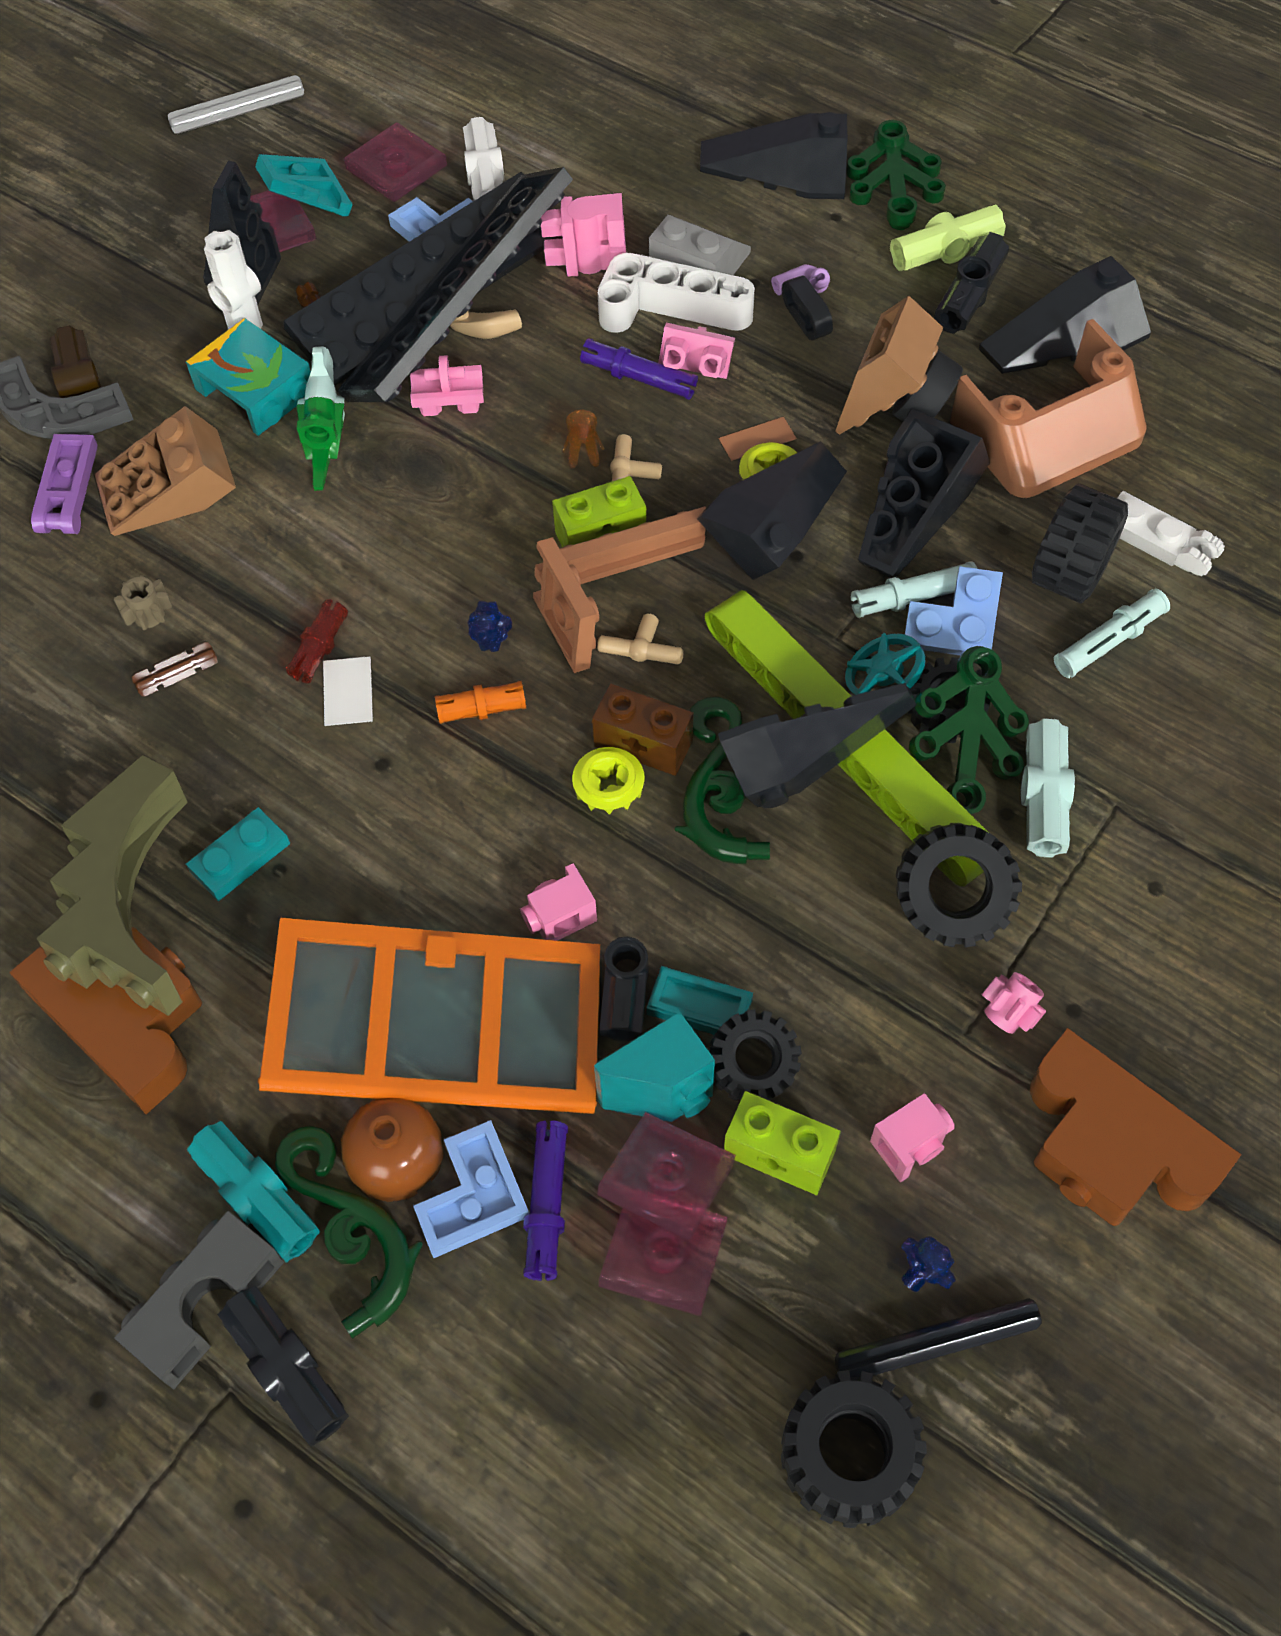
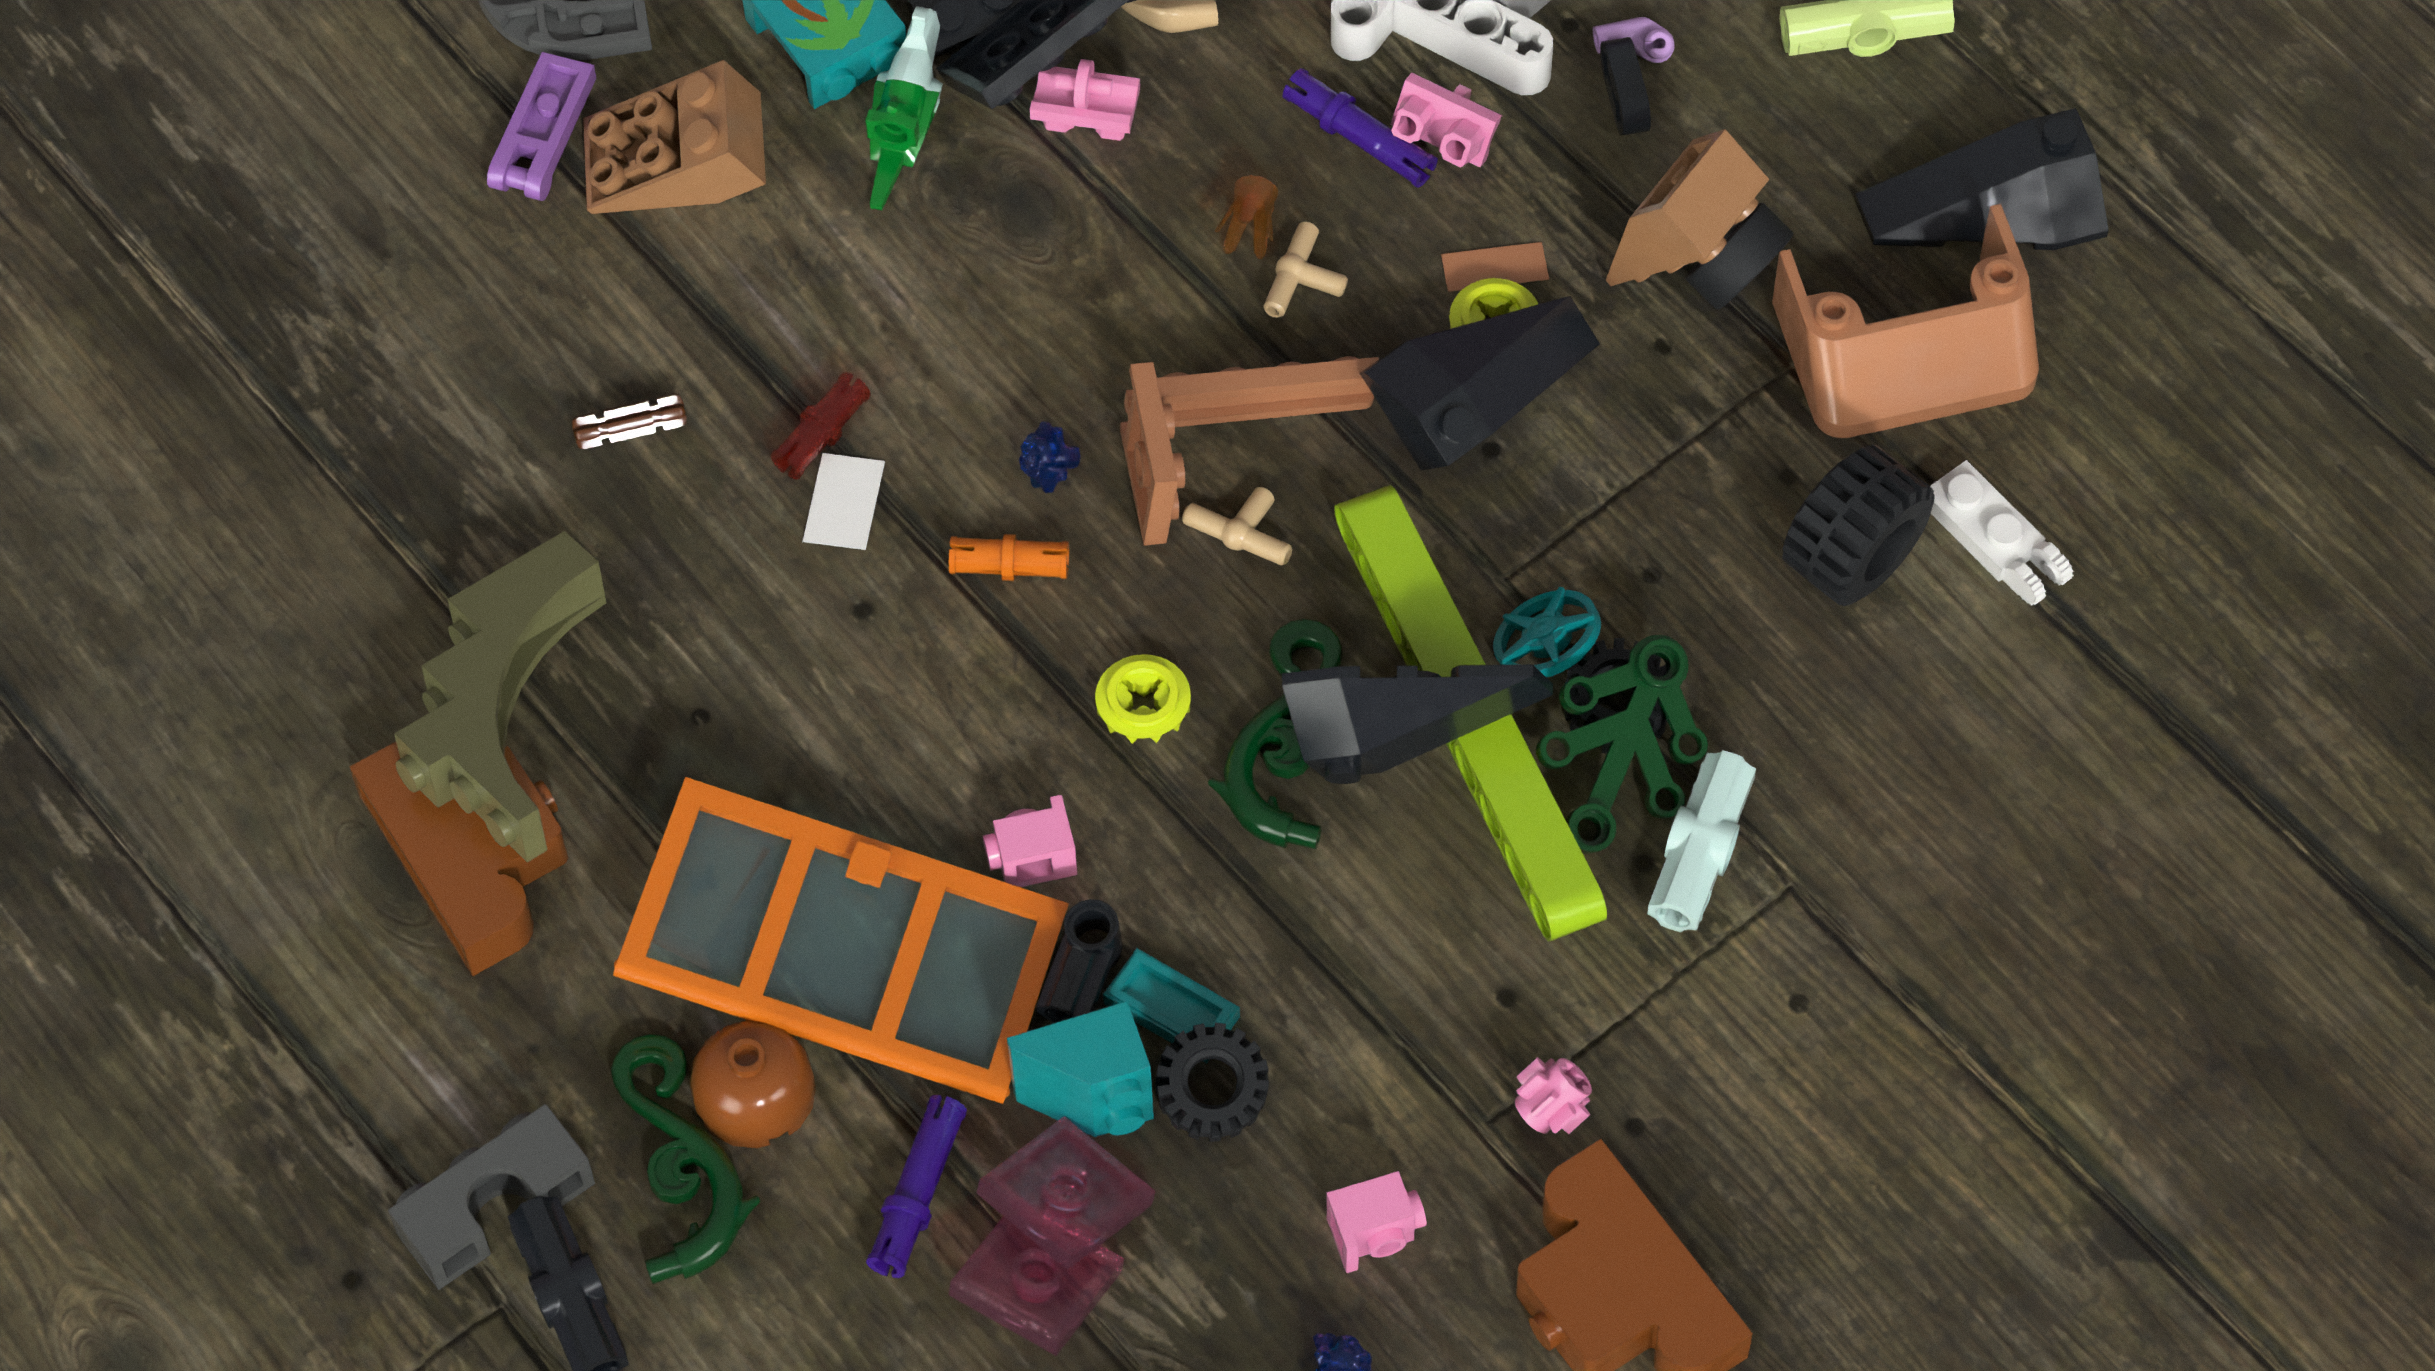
camera: 15 degrees right, 0 degrees up
(143, 602) = (608, 321): dark tan gear -> none
(238, 854) = (654, 684): teal plate -> none
(253, 1191) = (578, 1091): teal piece -> none
(483, 1202) = (843, 1170): light blue plate -> none
(598, 511) = (1236, 333): lime brick -> none
(644, 727) = (1206, 642): reddish brown brick -> none
(781, 1142) = (1212, 1189): lime brick -> none
(898, 593) = (1628, 535): light aqua pin -> none
(924, 483) = (1689, 393): black wedge -> none
(966, 623) = (1672, 602): light blue plate -> none
(971, 282) = (1857, 116): black piece -> none
(977, 921) = (1476, 942): black tyre -> none
(1125, 623) = (1933, 633): light aqua pin -> none

